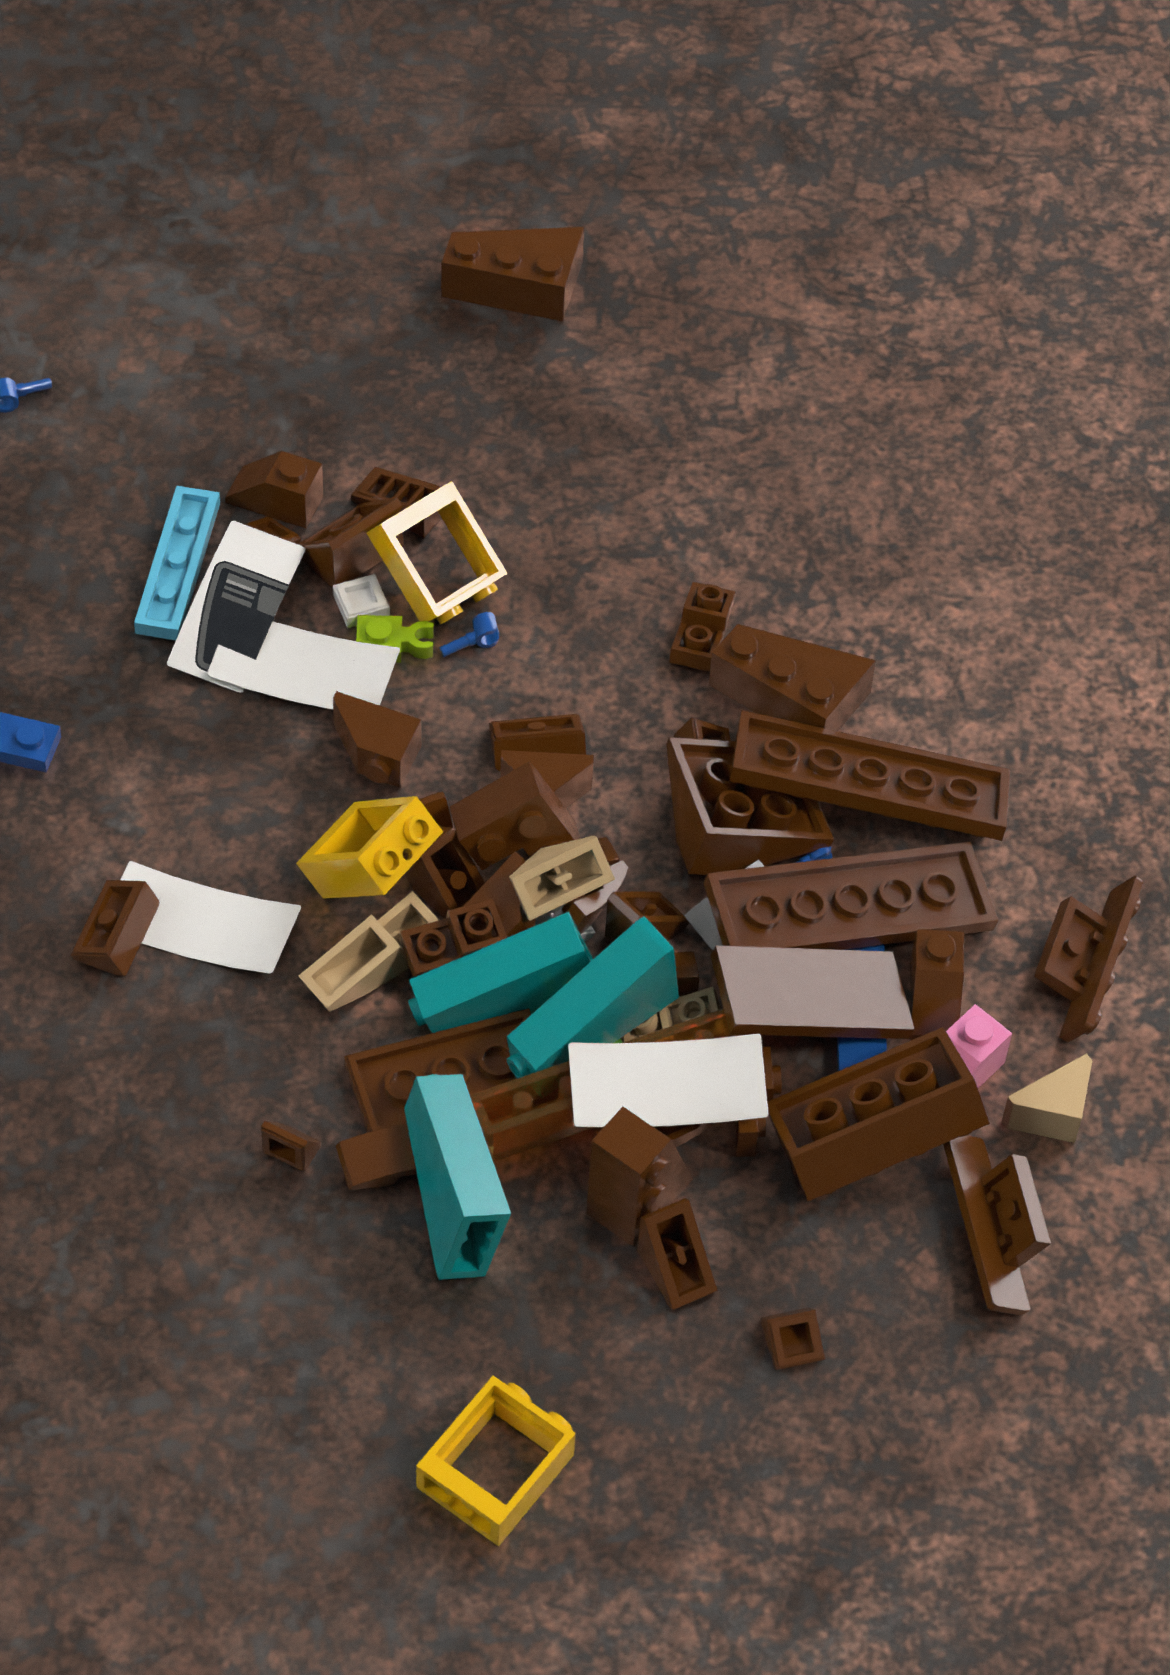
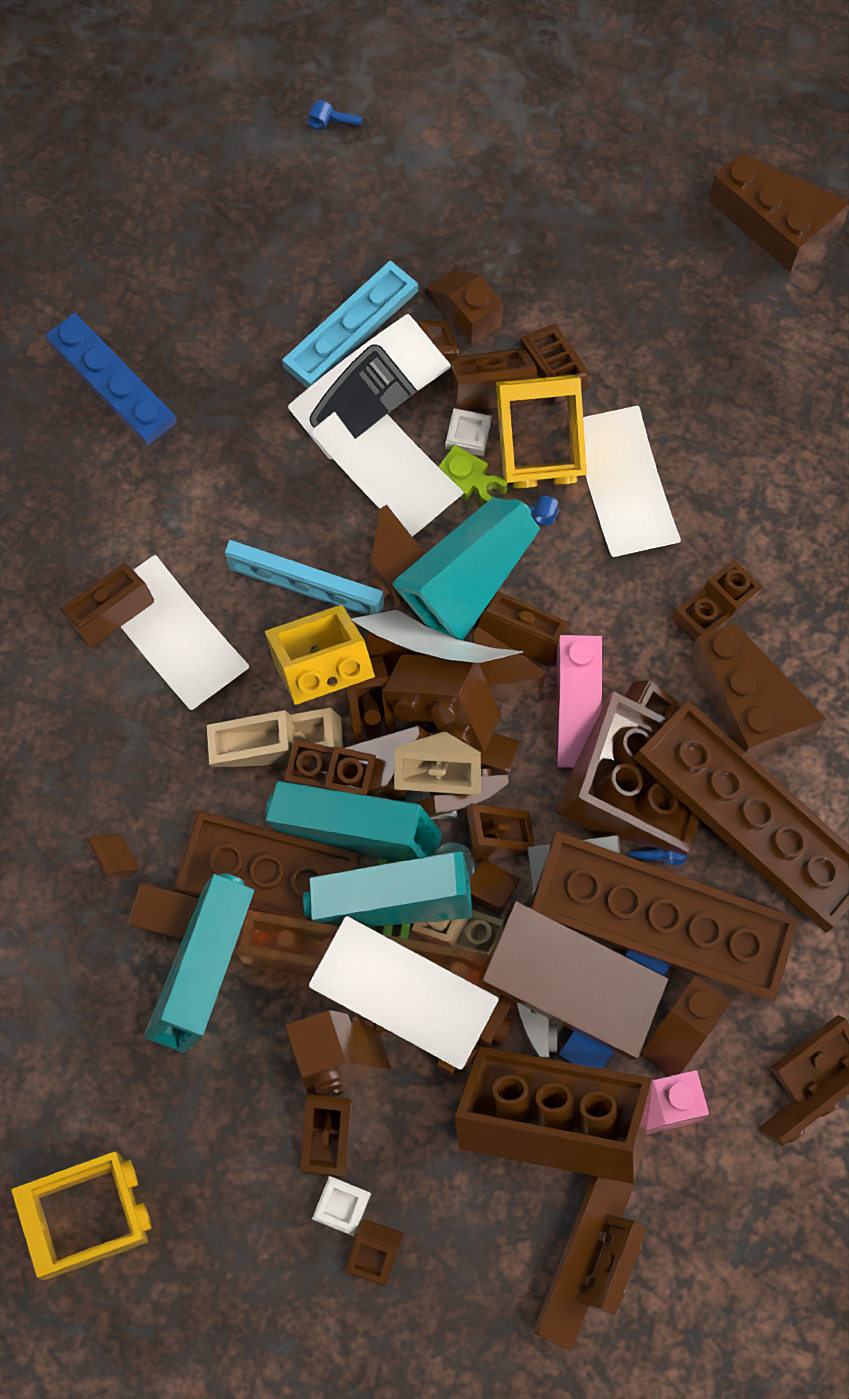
camera: 35 degrees right, 15 degrees up
(295, 801) = (303, 579): none -> medium azure tile
(422, 792) = (417, 637): none -> white sticker
(453, 708) = (468, 567): none -> teal slope
(546, 573) = (626, 483): none -> white sticker
(633, 765) = (577, 695): none -> bright pink slope
(734, 1316) = (341, 1206): none -> white tile
(799, 1060) = (536, 1031): none -> light grey slope
(1051, 1104) = (711, 1188): tan slope -> none

